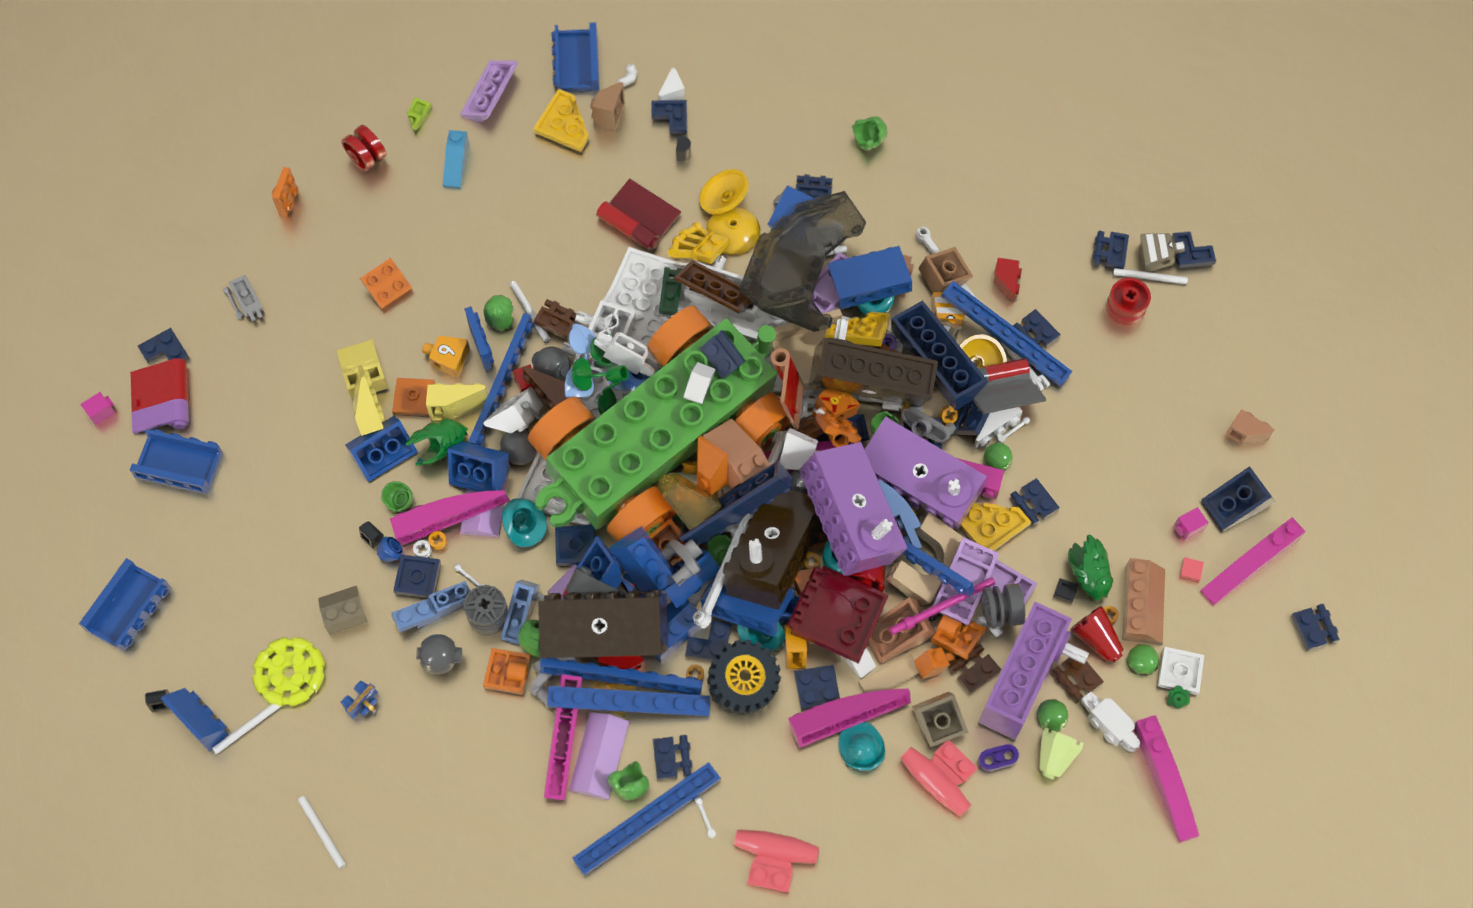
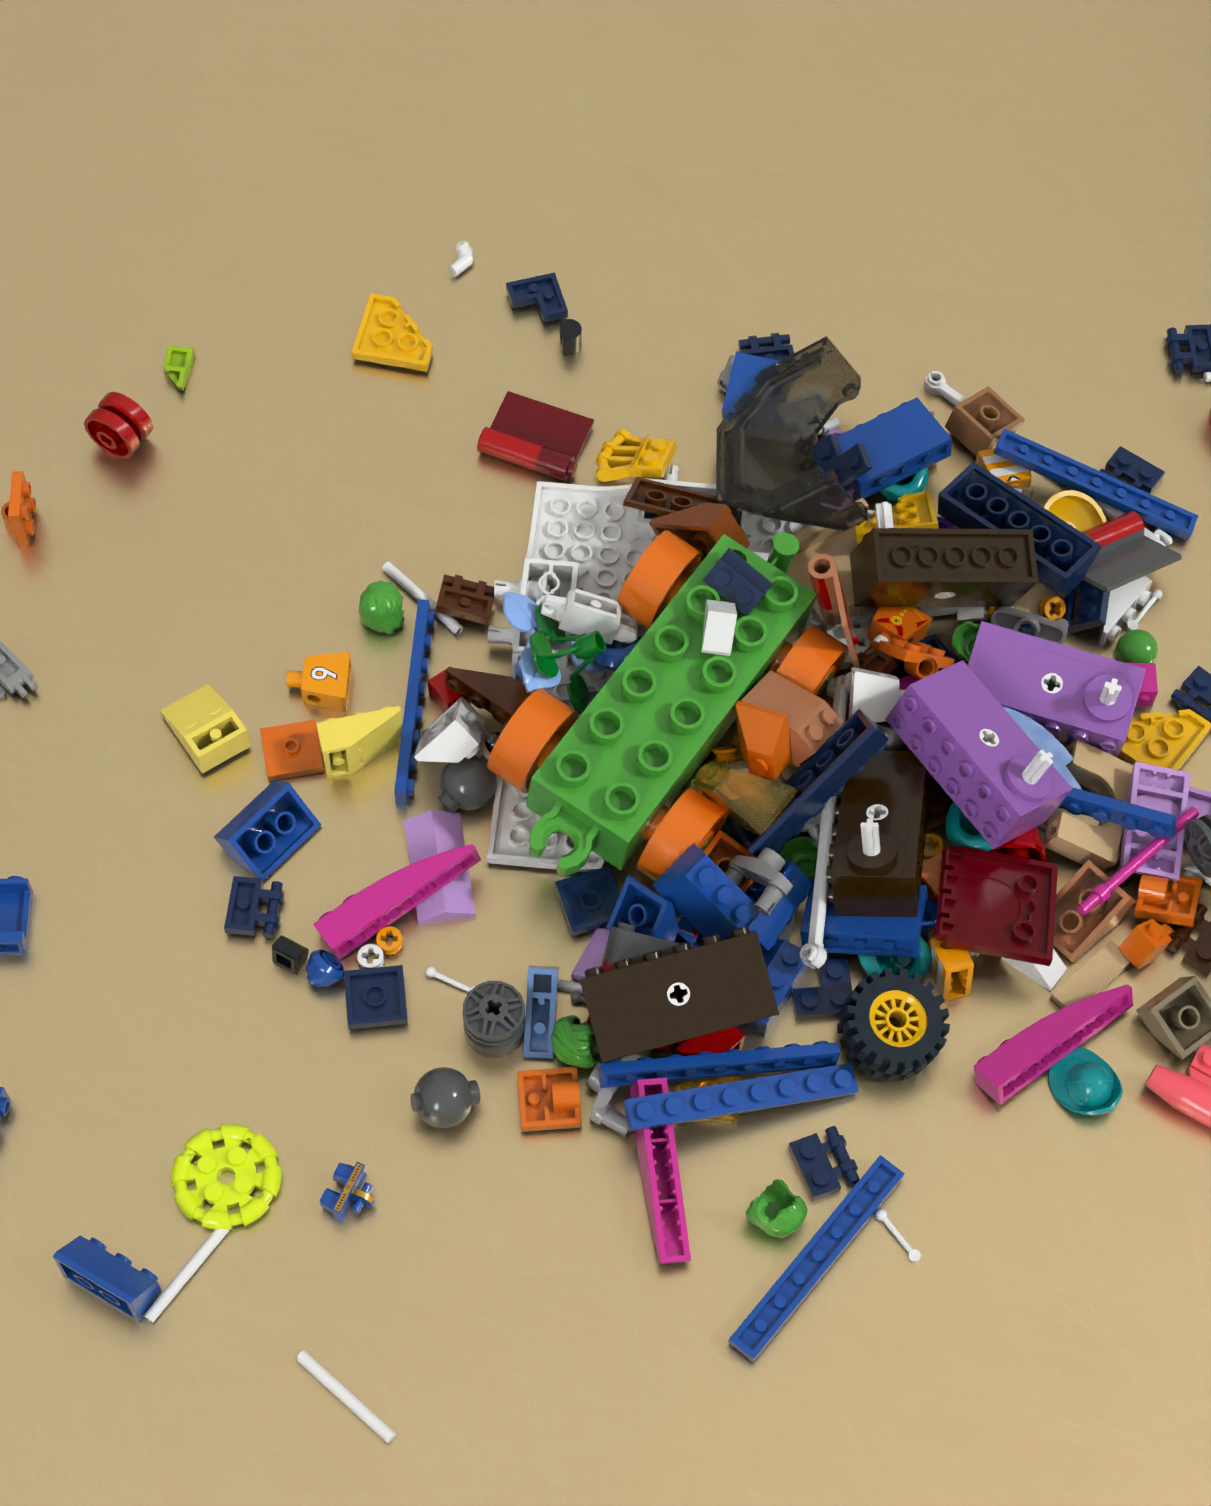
camera: 15 degrees left, 5 degrees down
(154, 702) = (41, 1265): black brick -> none
(342, 610) = (280, 1070): dark tan slope -> none
(352, 494) = (244, 906): none -> dark blue plate
(366, 411) = (231, 770): light yellow slope -> none
(385, 283) = (205, 602): orange plate -> none
(397, 496) = (313, 891): bright green hair -> none
(429, 610) = (414, 1036): medium blue slope -> none
(441, 437) = (352, 796): green head -> none
(455, 158) = (252, 415): dark azure slope -> none
(477, 467) = (418, 824): blue slope -> none
(479, 338) = (365, 648): blue plate -> none
(488, 90) = (271, 315): lavender slope -> none
(523, 522) = (509, 884): teal hat -> none
(552, 362) = (480, 654): dark grey brick -> none
(576, 59) = (382, 250): blue panel -> none
(599, 755) = (718, 1186): lavender slope -> none
(608, 106) = (449, 302): medium nougat slope -> none
(670, 292) = (618, 527): dark green plate -> none
(672, 88) = (531, 259): white slope -> none
(695, 667) = (820, 1029): light orange bush -> none
(718, 307) = (701, 526): none -> dark orange slope
(724, 191) = (647, 380): yellow dish -> none
(742, 235) = (692, 430): yellow dish -> none
(775, 854) = (1016, 1266): coral plate -> none
(816, 686) = (993, 1015): dark blue plate -> none
(828, 283) = (846, 465): none -> dark blue plate
(869, 132) = (820, 263): bright green hair -> none
(1006, 276) = (1067, 413): red slope -> none

